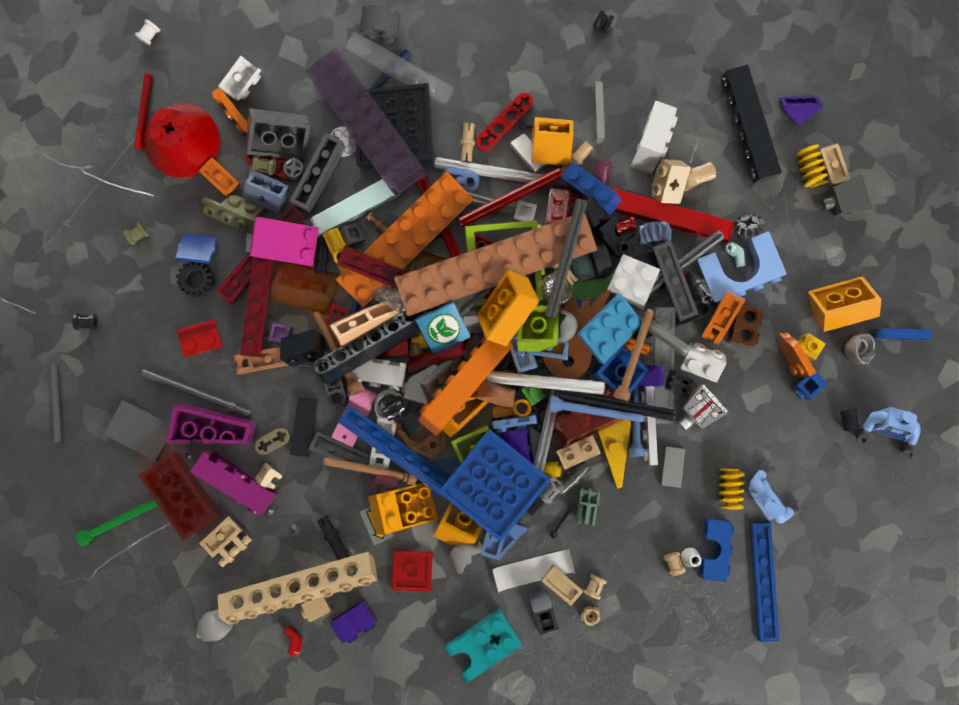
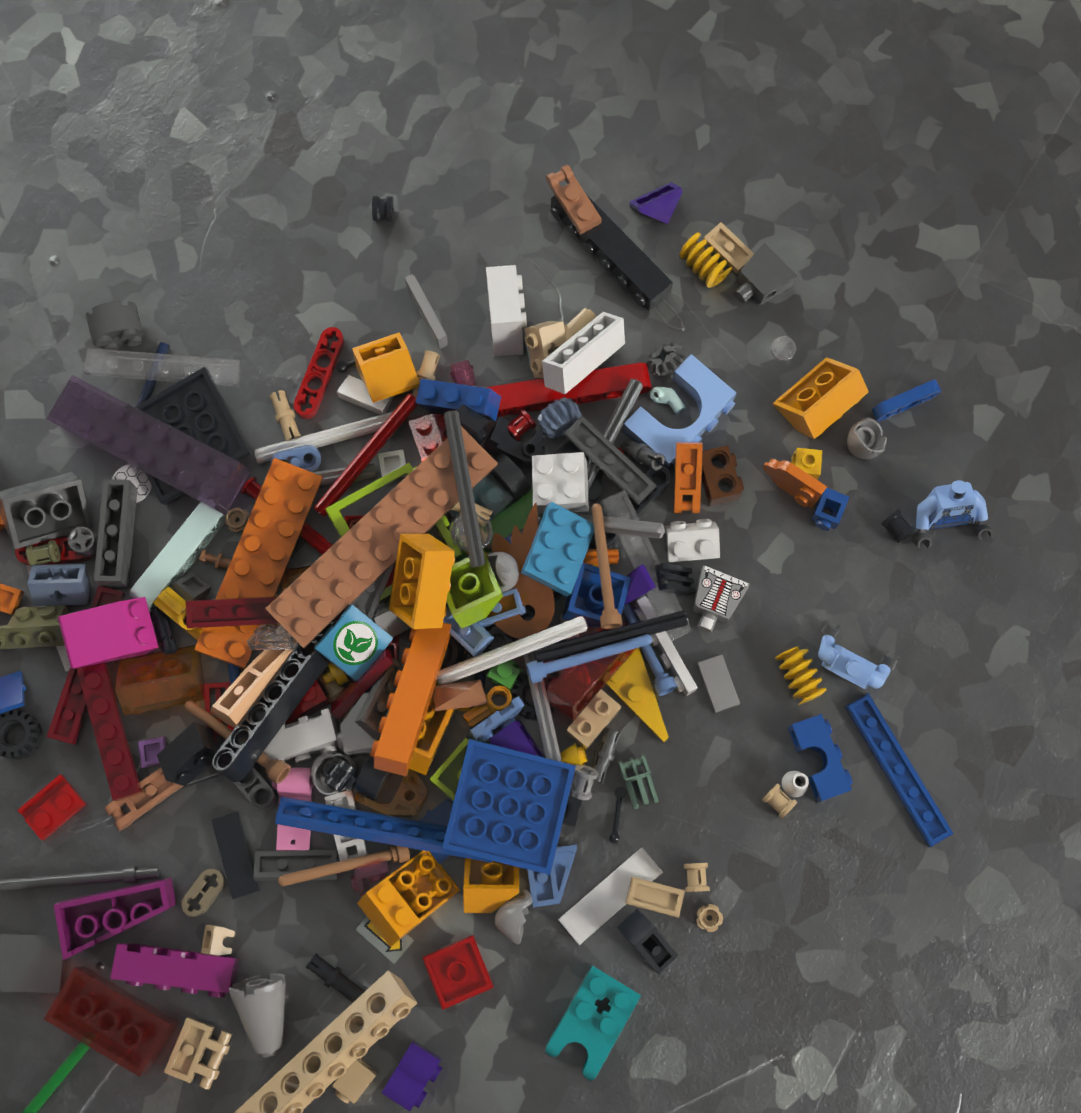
camera: 25 degrees left, 10 degrees down
(277, 535) = (261, 1011): none -> light grey cone
(398, 201) = (231, 517): none -> tan plate
(694, 196) = (583, 352): none -> white brick
(741, 79) = (573, 199): none -> nougat plate

